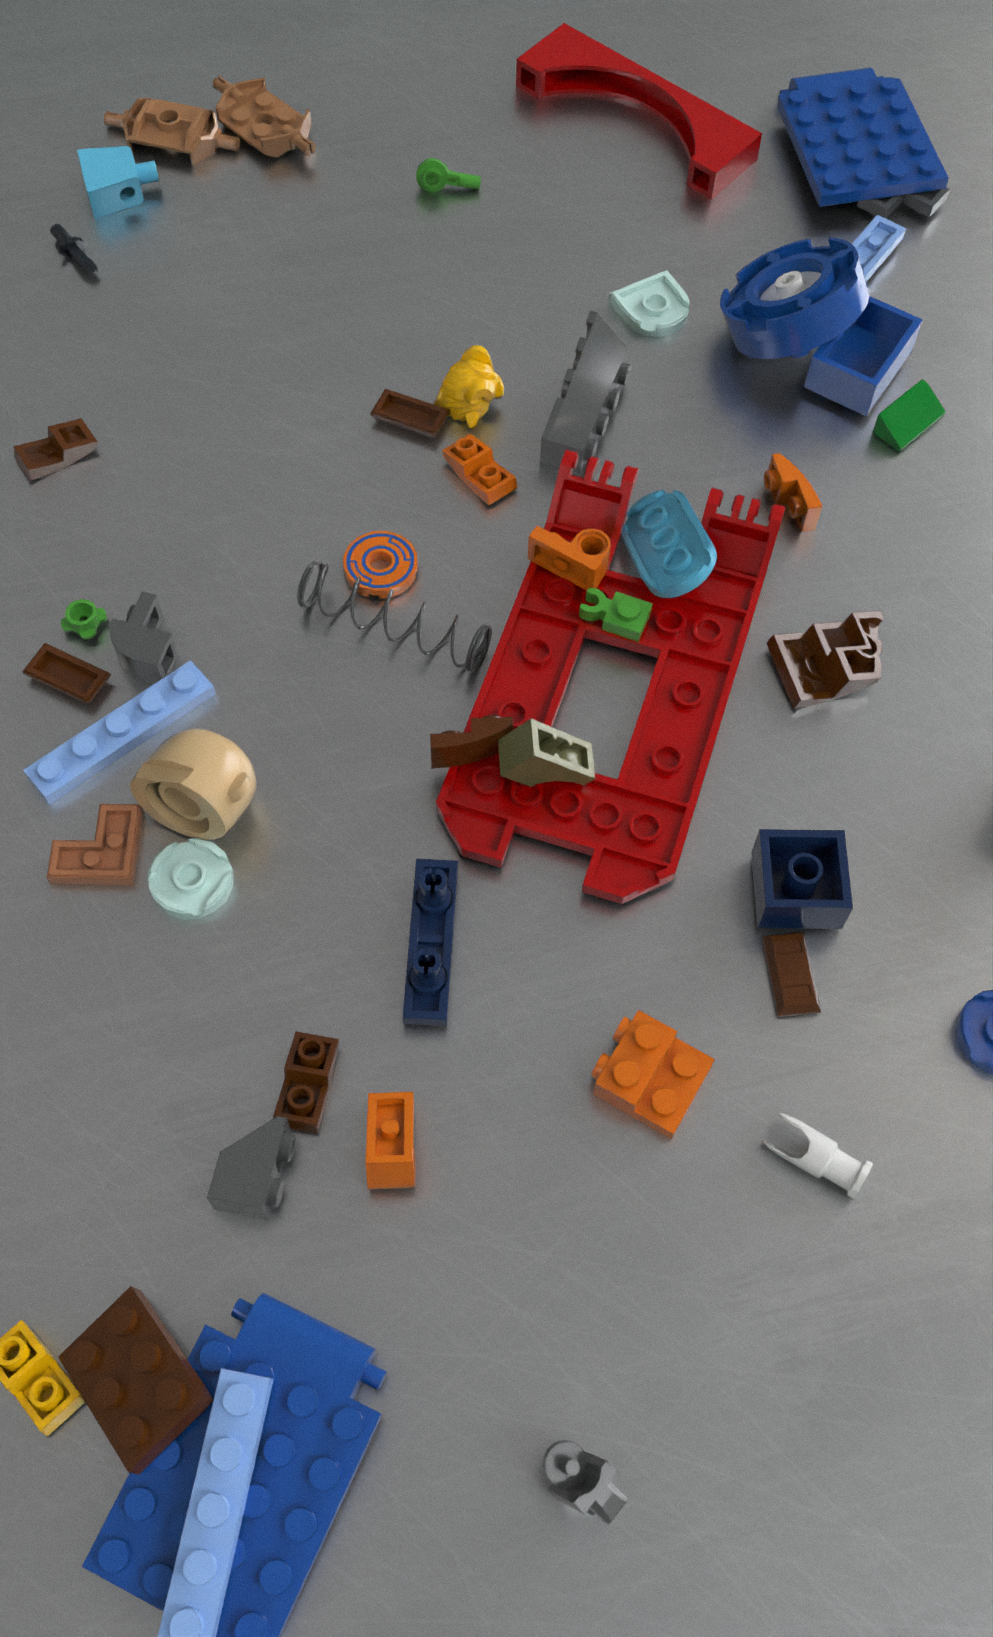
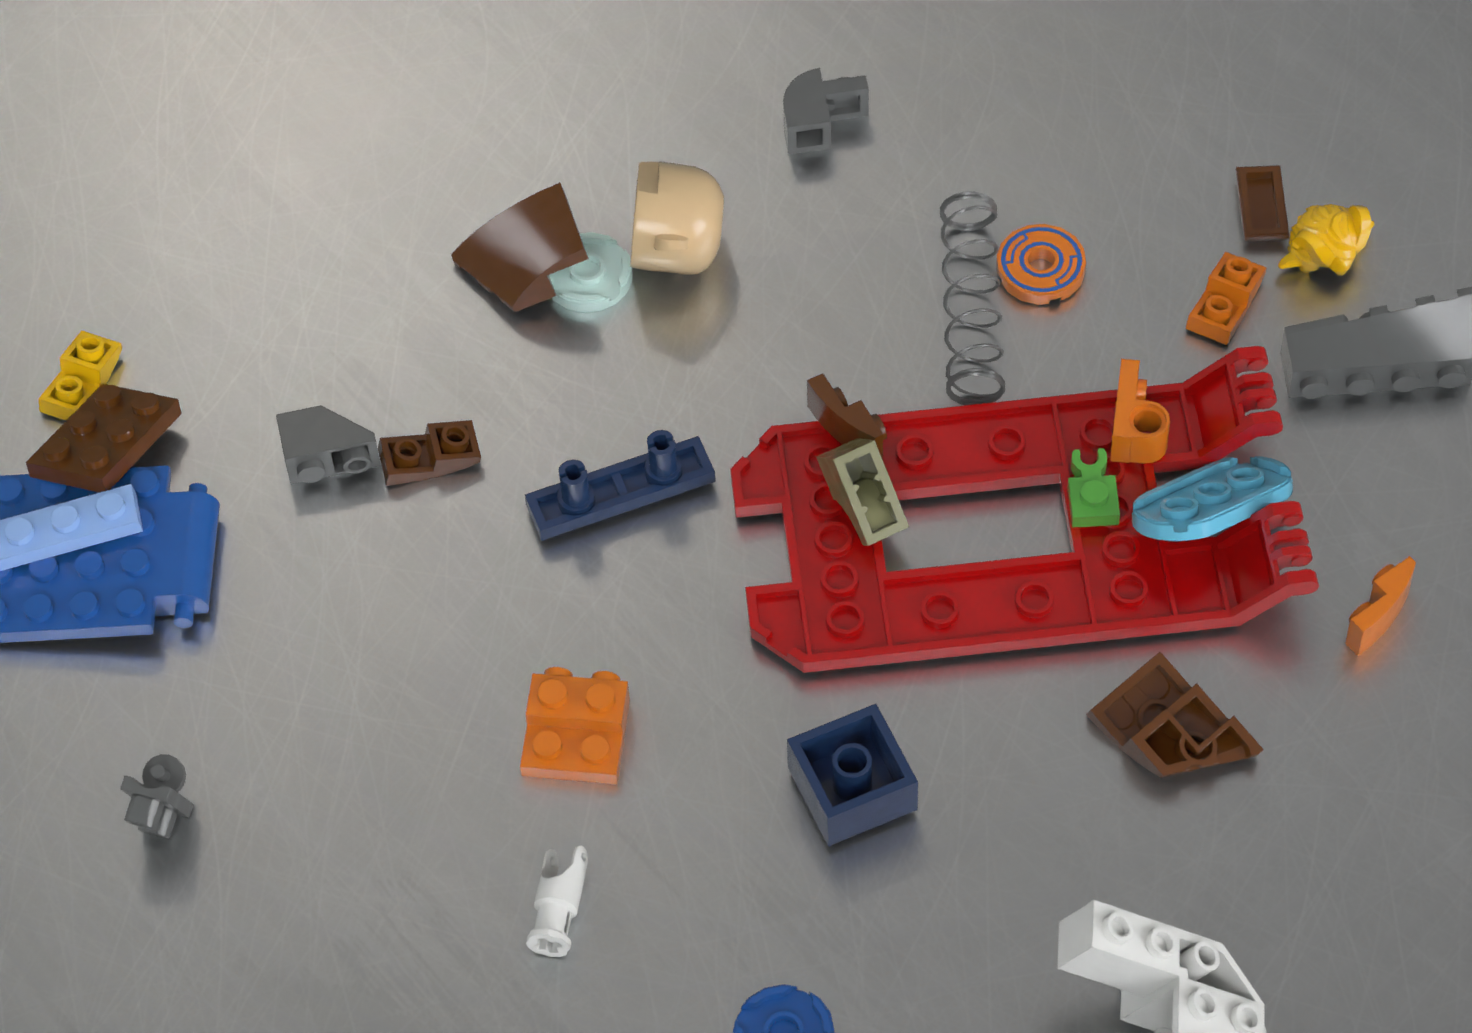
camera: 70 degrees right, 5 degrees down
(66, 673) = (751, 70): reddish brown tile -> none
(79, 611) = (821, 51): bright green plate -> none
(108, 858) = (588, 197): nougat tile -> none
(119, 732) = (715, 143): light blue plate -> none
(152, 910) = (522, 248): none -> reddish brown slope
(390, 1141) = (389, 536): orange plate -> none
(791, 974) = (752, 818): reddish brown tile -> none

